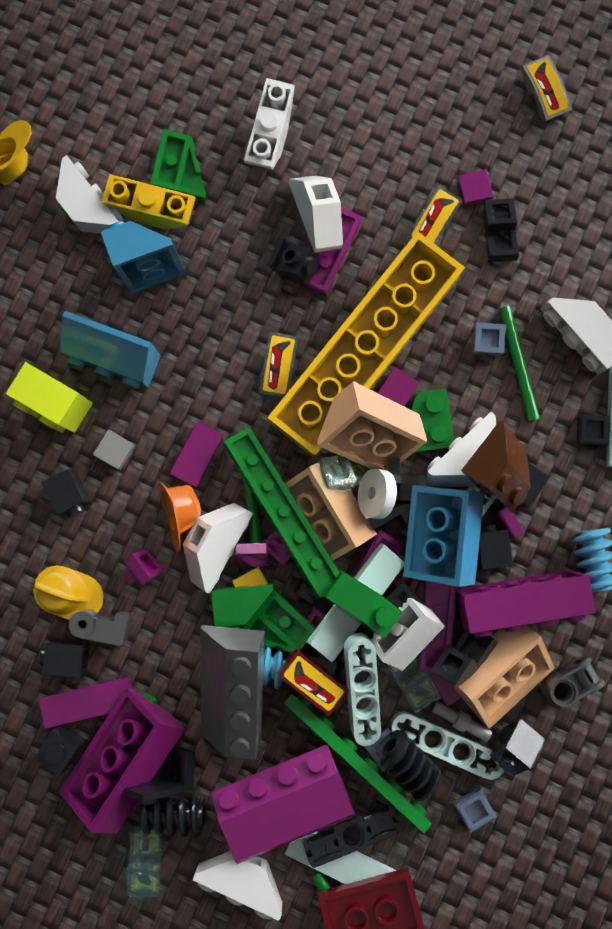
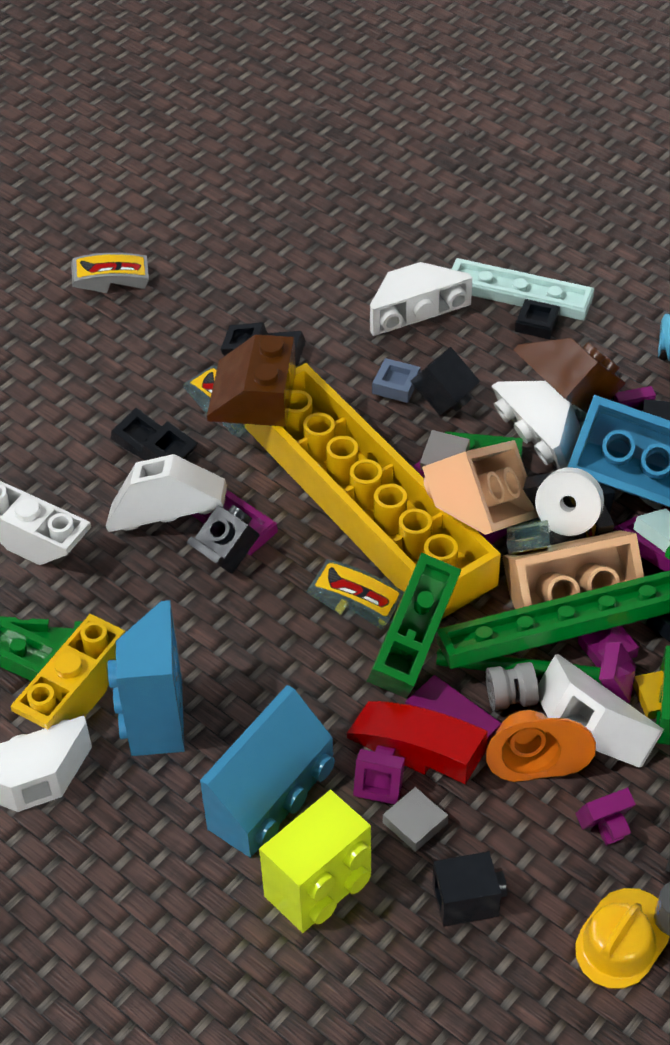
camera: 75 degrees left, 35 degrees down
(134, 419) = (379, 775): none -> magenta tile
(168, 436) = (421, 737): none -> red slope
(224, 487) = (512, 686): none -> light grey wheel
(237, 411) = (414, 626): none -> green slope
(381, 183) = (149, 439): none -> black slope
(415, 393) = (442, 446): none -> light grey tile
(422, 237) = (255, 382): none -> reddish brown slope
(474, 187) = (198, 356): magenta tile -> none
(490, 376) = (446, 382): none -> black brick
(519, 364) = (480, 365): green bar -> none

